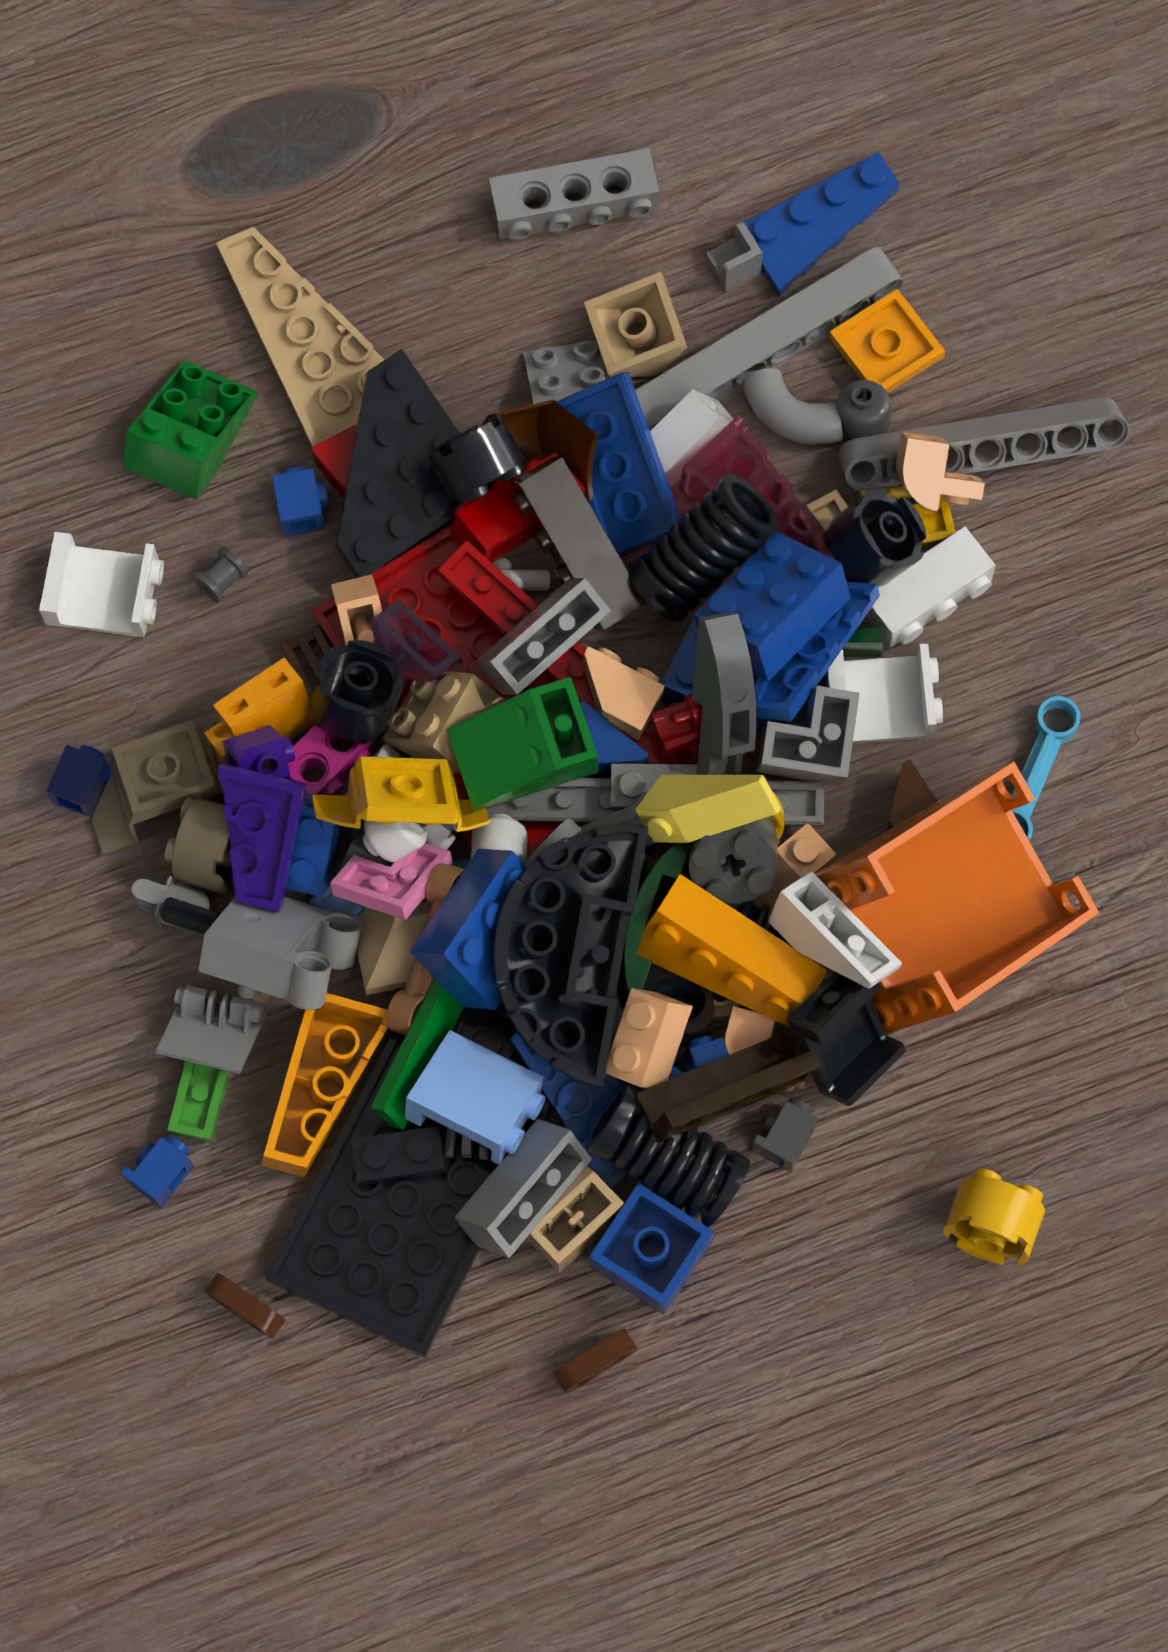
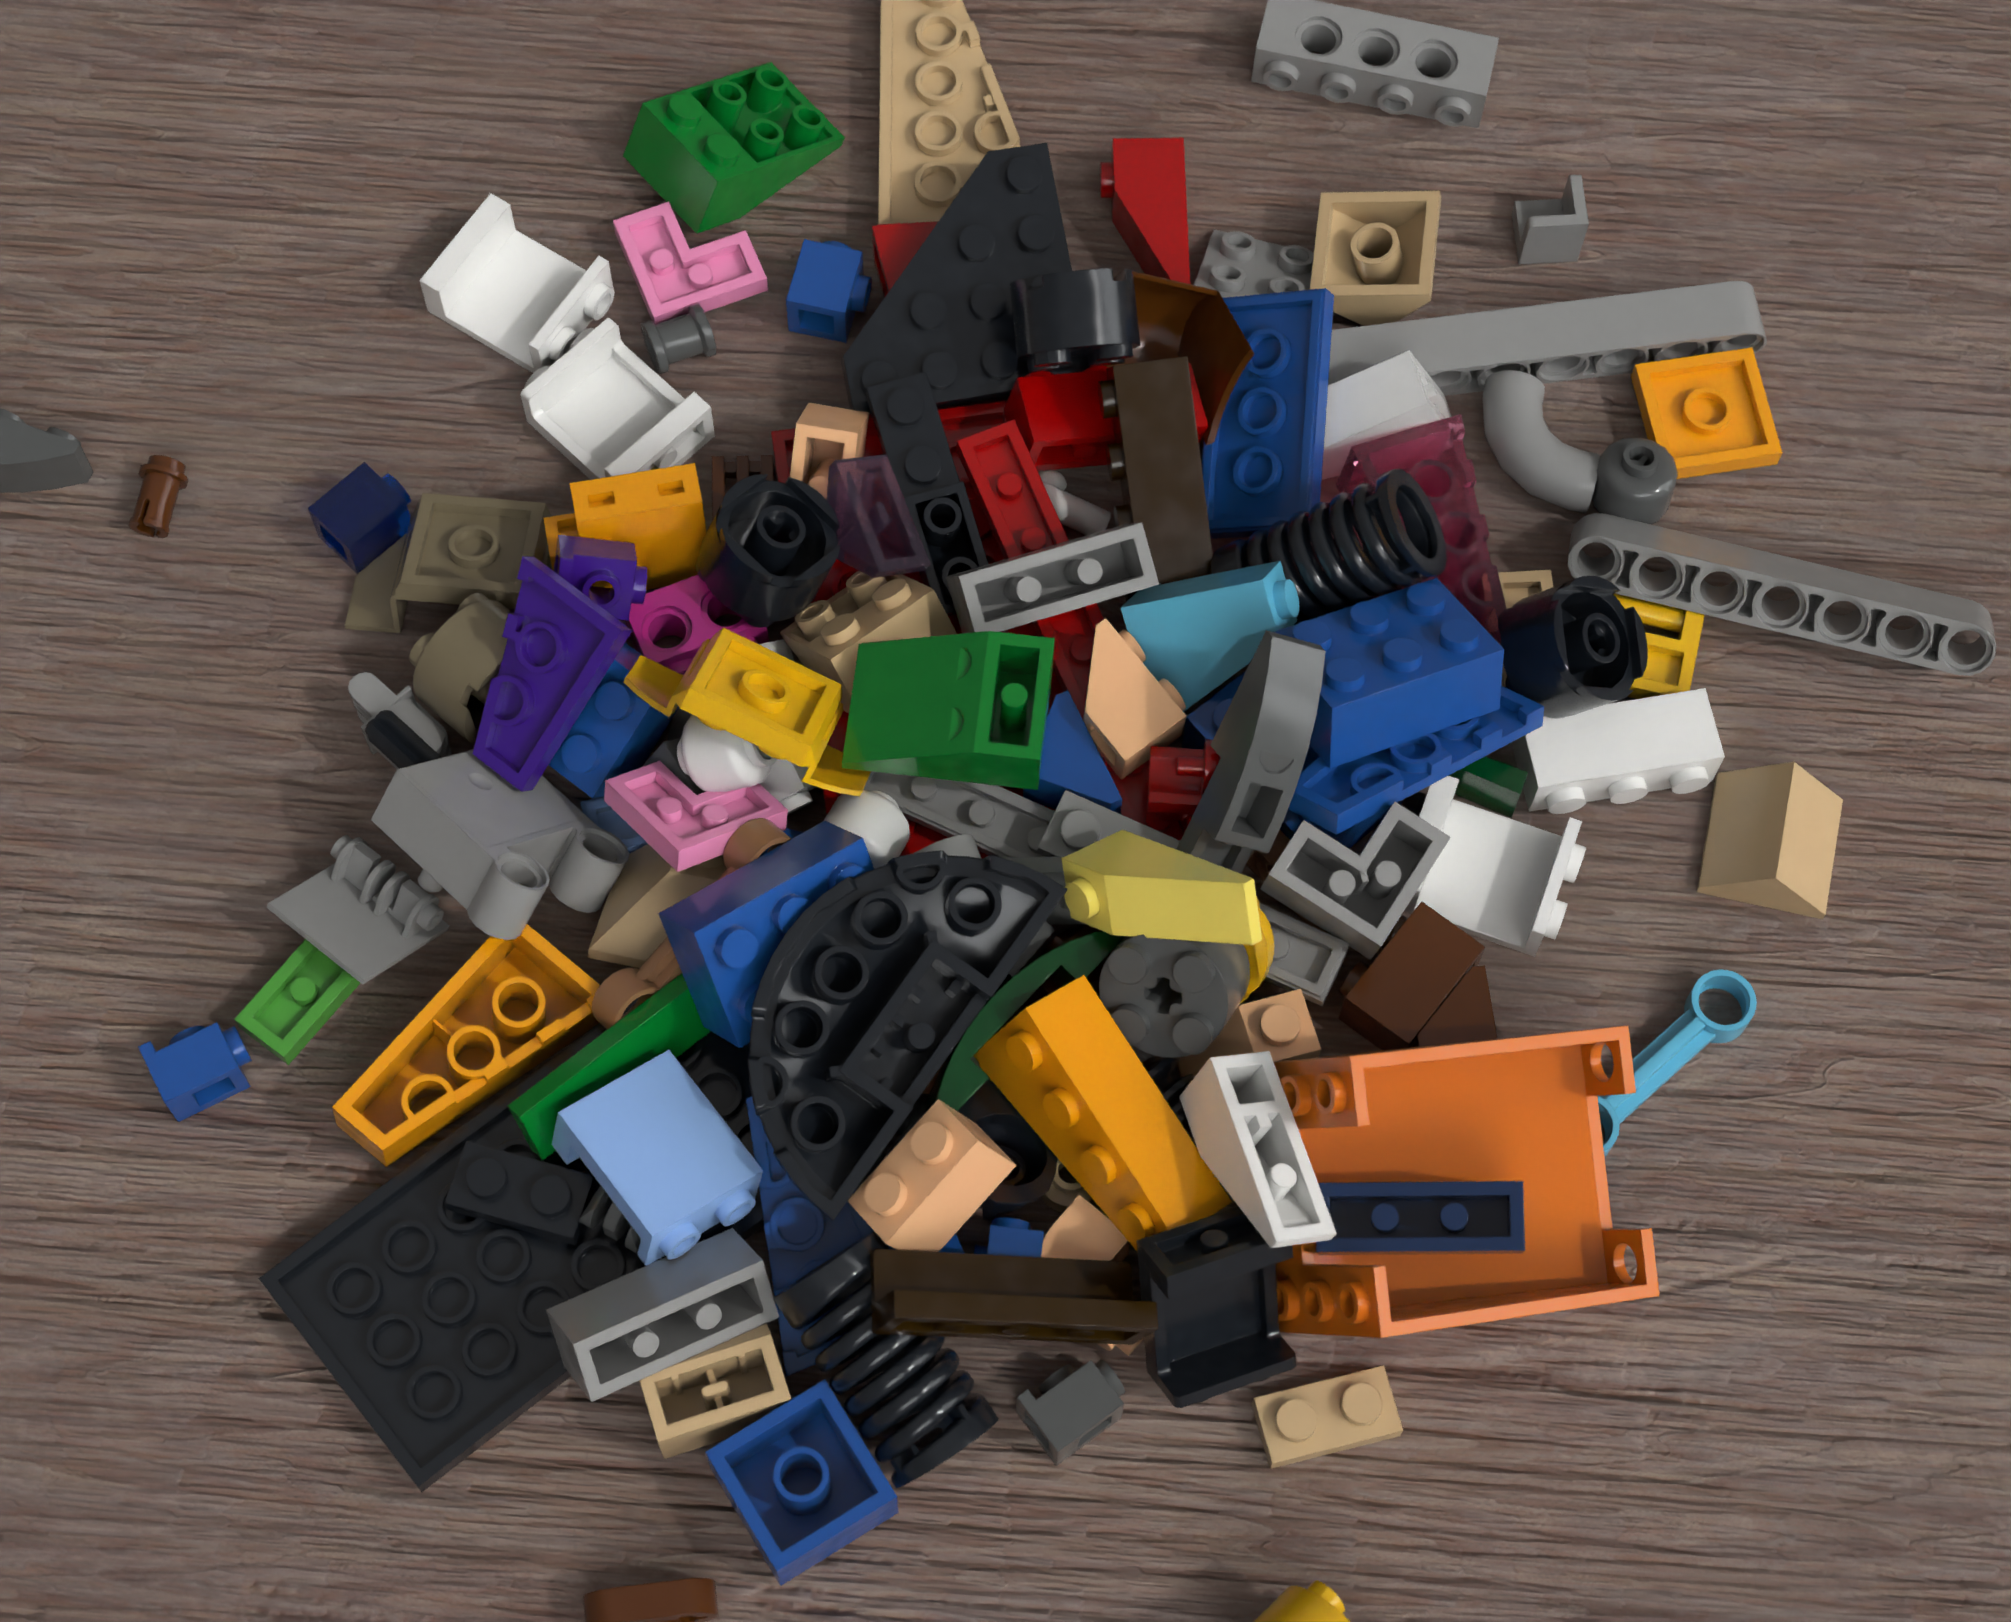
camera: 20 degrees right, 5 degrees down
(199, 534) = (677, 277): none -> bright pink plate
(204, 642) = (613, 409): none -> white panel
(244, 1305) = (213, 1304): reddish brown beam -> none
(419, 589) = (928, 479): none -> black slope
(479, 357) = (1150, 203): none -> red slope
(651, 620) = (1209, 625): none -> medium azure slope
(819, 218) = (1681, 221): blue wing -> none
(869, 790) = (1408, 979): none -> reddish brown brick
(922, 472) = (1675, 593): light nougat brick -> none
(936, 1071) = (1327, 1417): none -> tan plate
(947, 928) = (1425, 1218): none -> dark blue brick
(1043, 602) = (1771, 839): none -> tan slope

